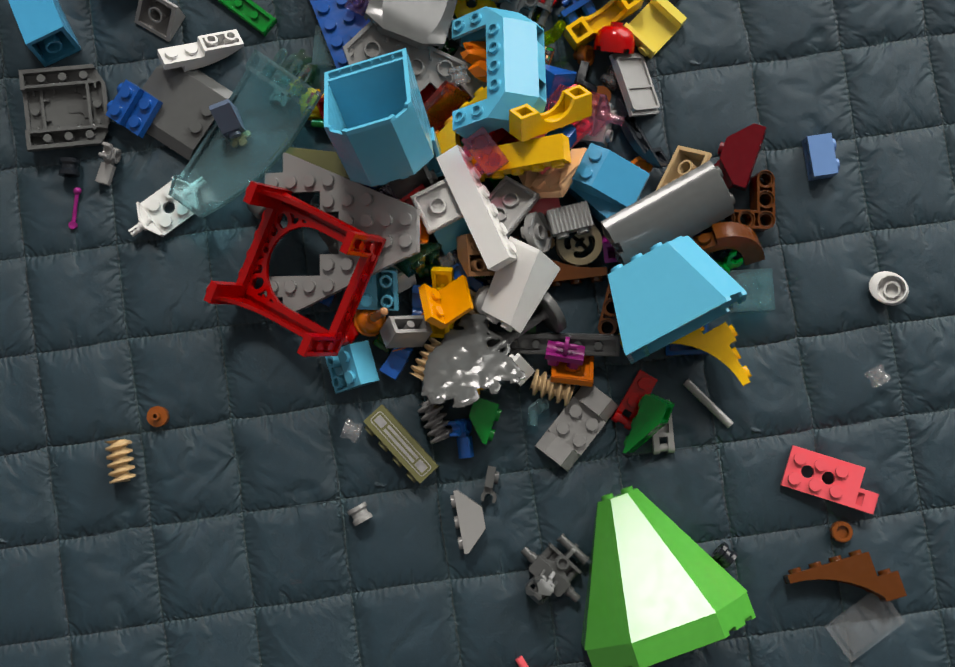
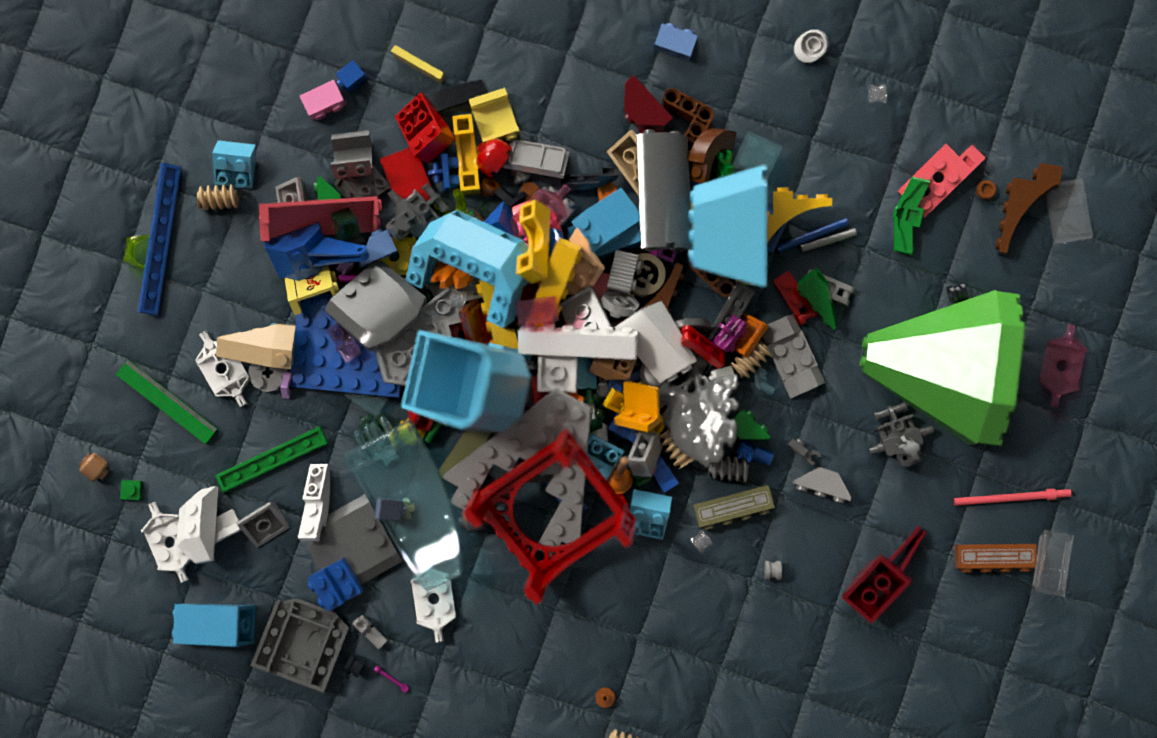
camera: 60 degrees left, 0 degrees up
(401, 624) = (881, 581): none -> dark red slope
(537, 331) = (702, 346): none -> red plate
(704, 385) = (812, 235): none -> blue bar
(775, 467) = (908, 214): none -> green plate

